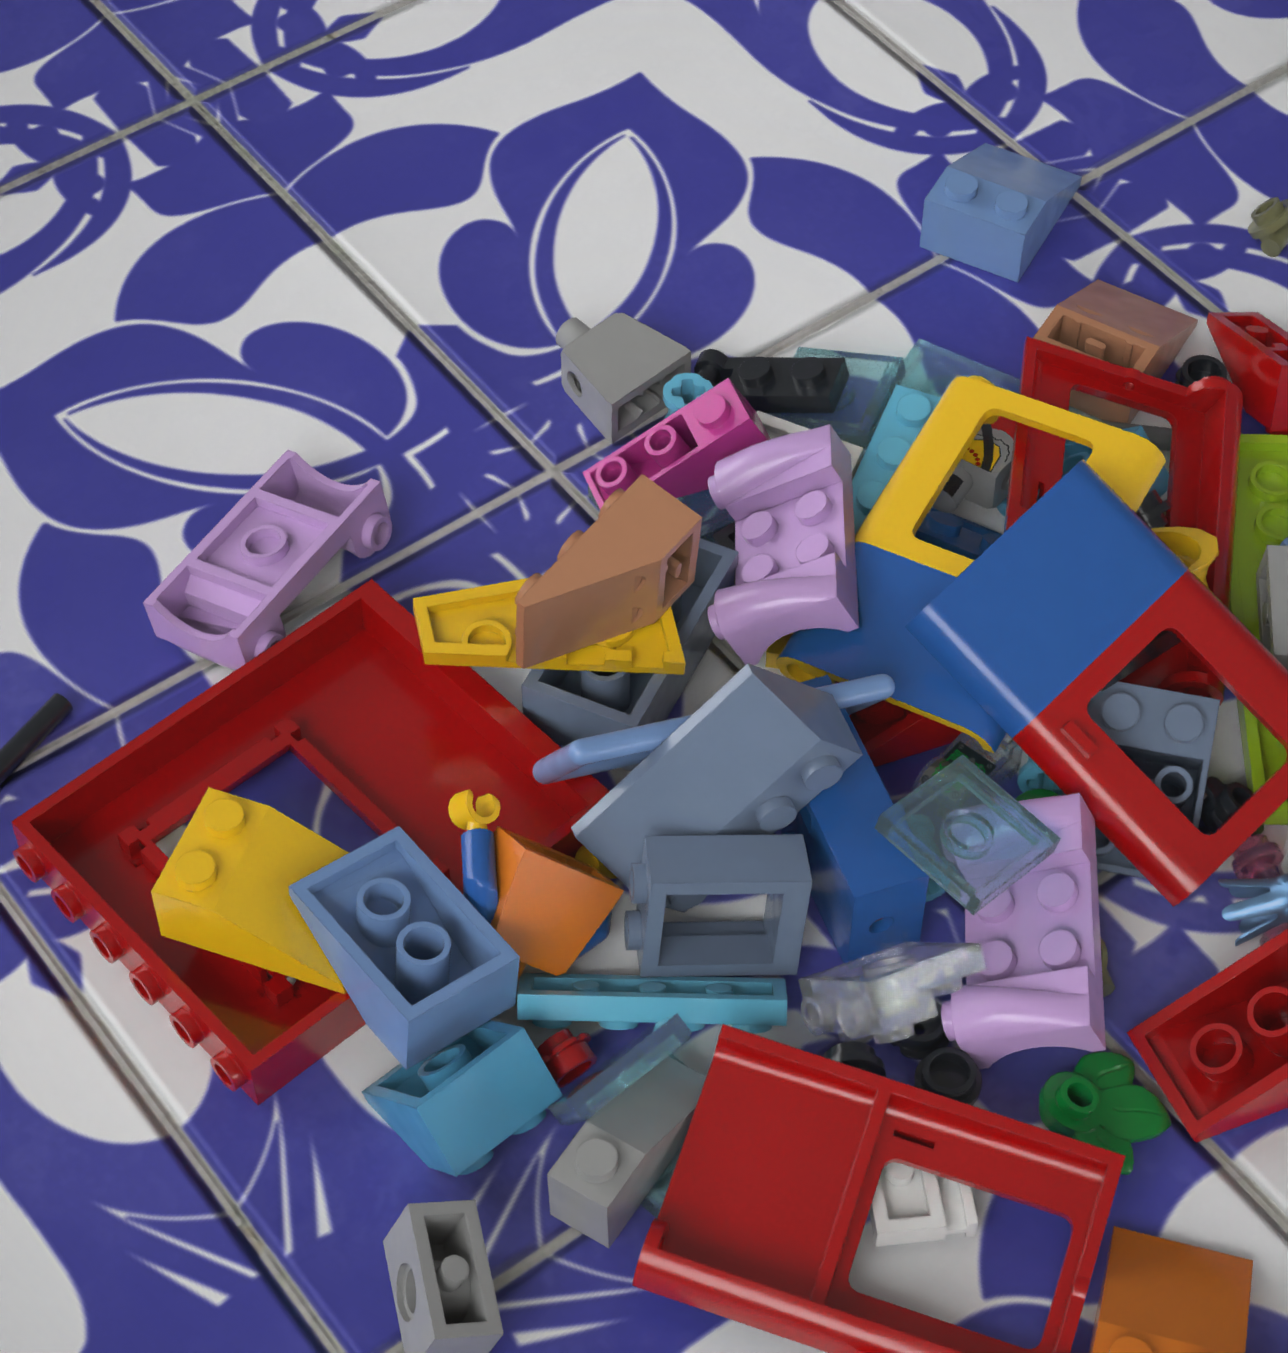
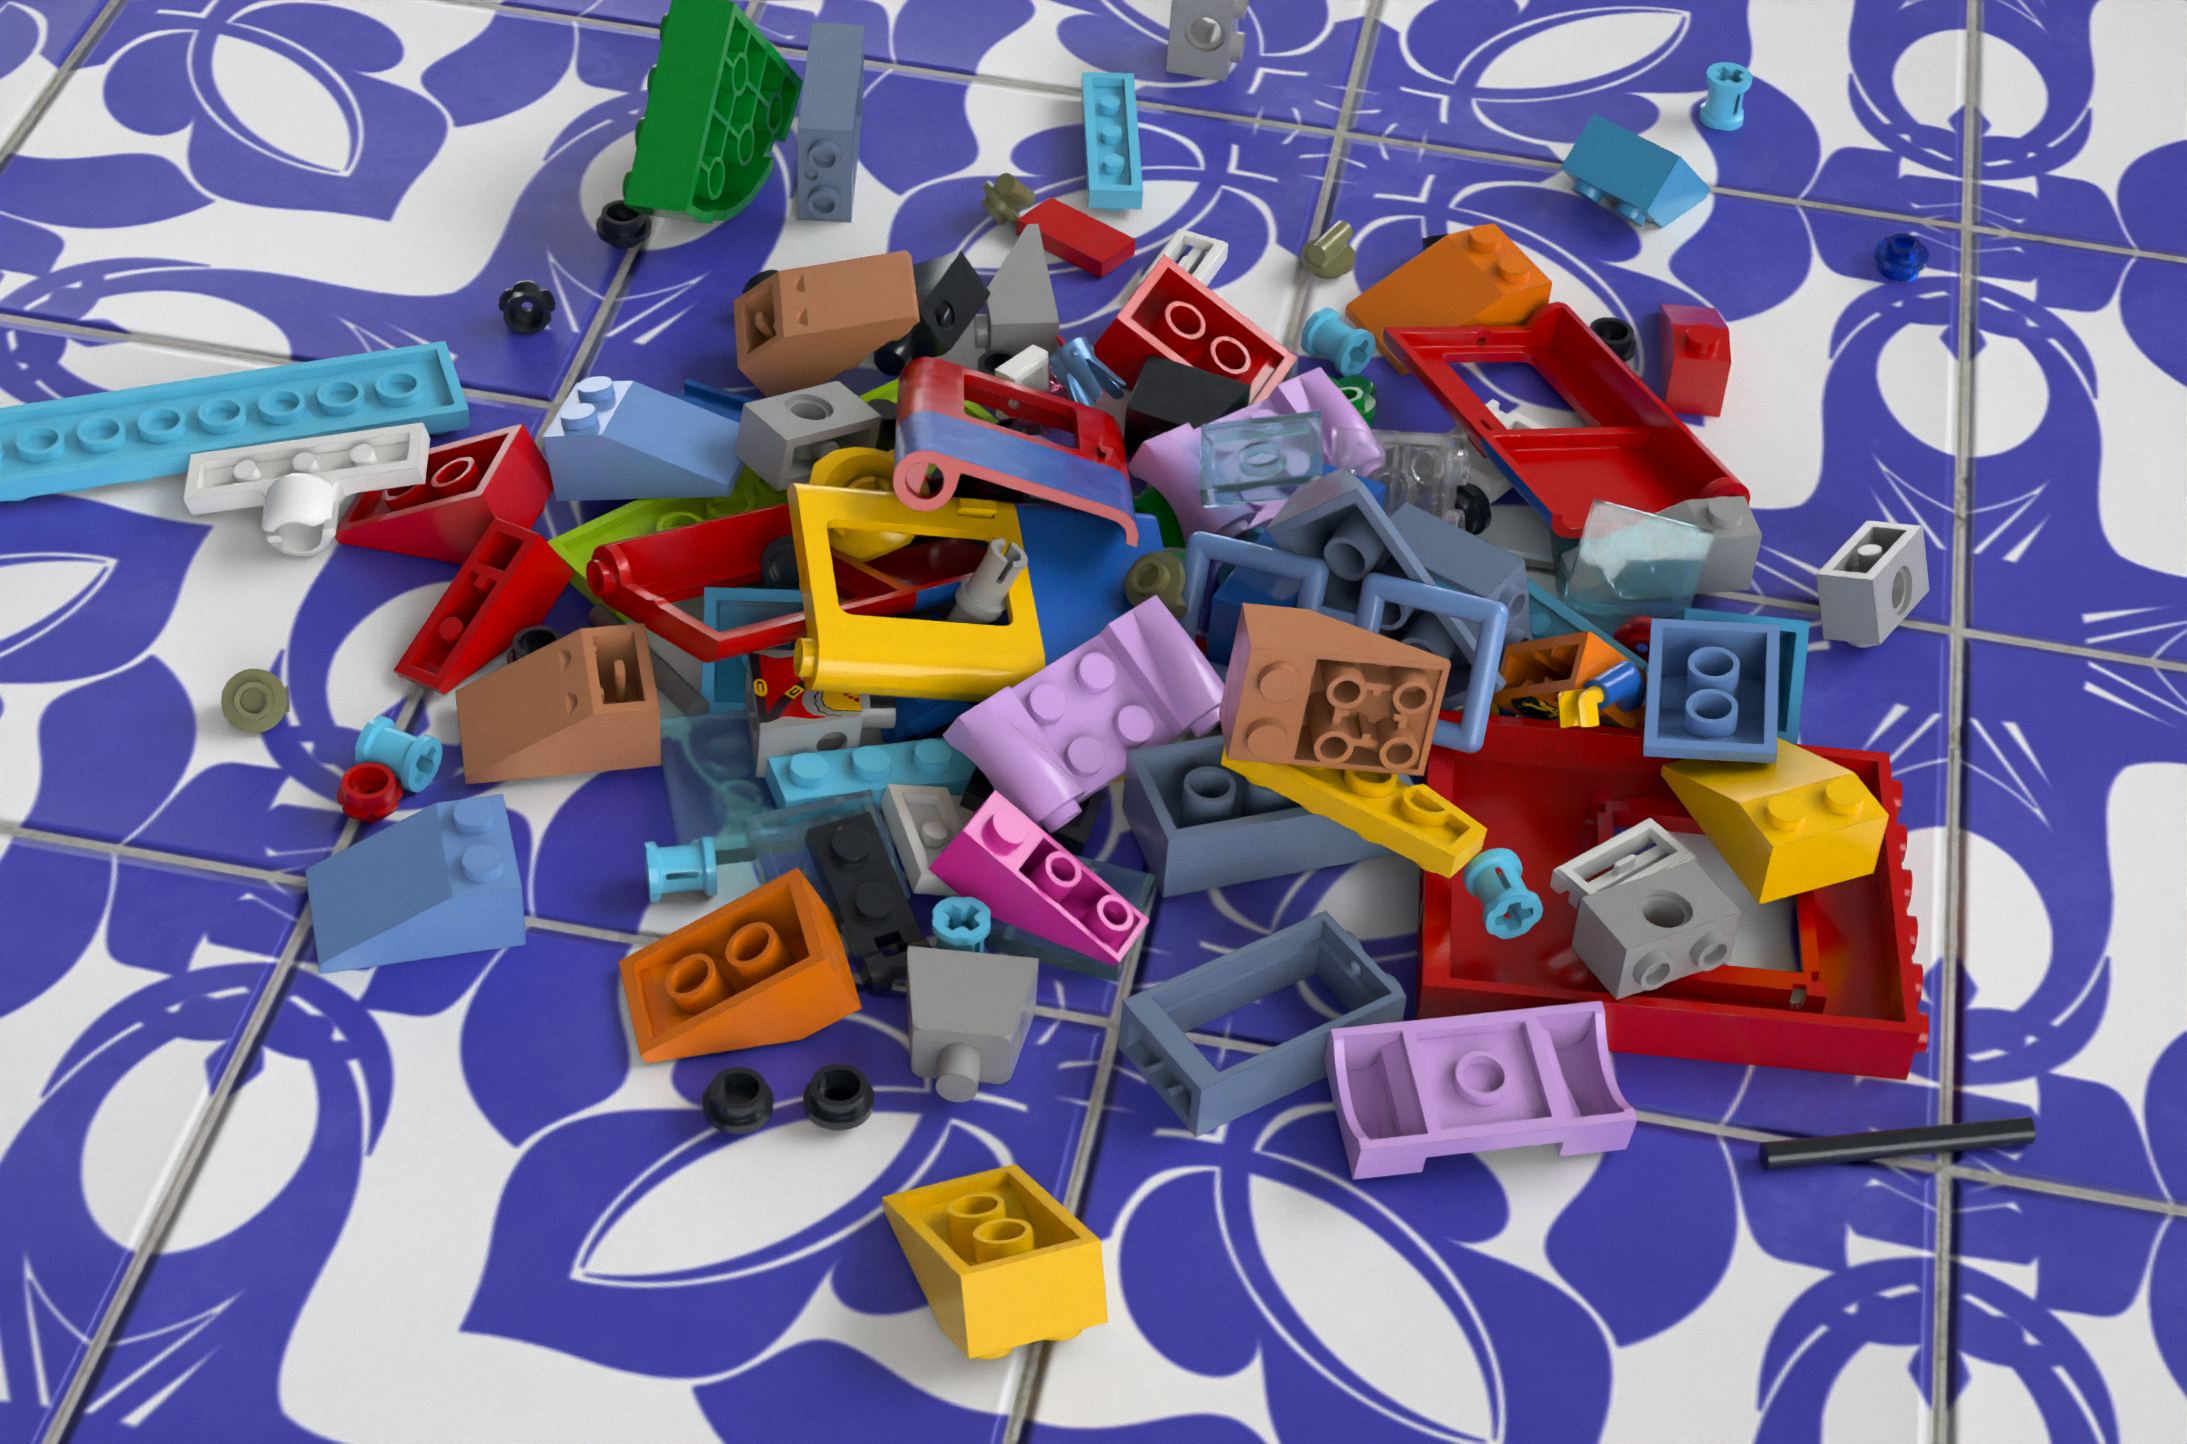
camera: 135 degrees left, 10 degrees down
(249, 741) = (1655, 930): none -> light grey brick
(327, 810) = (1627, 867): none -> white tile
(382, 659) = (1502, 893): none -> medium azure bush
(427, 268) = (1000, 1261): none -> yellow slope
(442, 439) = (1195, 1091): none -> sand blue window
(625, 287) = (838, 1097): none -> black plate
(672, 244) = (737, 1101): none -> black plate
(762, 295) = (741, 976): none -> orange slope
(878, 653) = (1157, 575): none -> olive plate
(906, 314) = (680, 868): none -> medium azure bush
(959, 529) = (983, 595): none -> light grey pin
(1125, 230) = (369, 792): none -> red plate
(1149, 255) = (409, 757): none -> medium azure bush
(1159, 945) = (1177, 394): none -> black torso
(1181, 1178) = (1336, 341): none -> medium azure bush

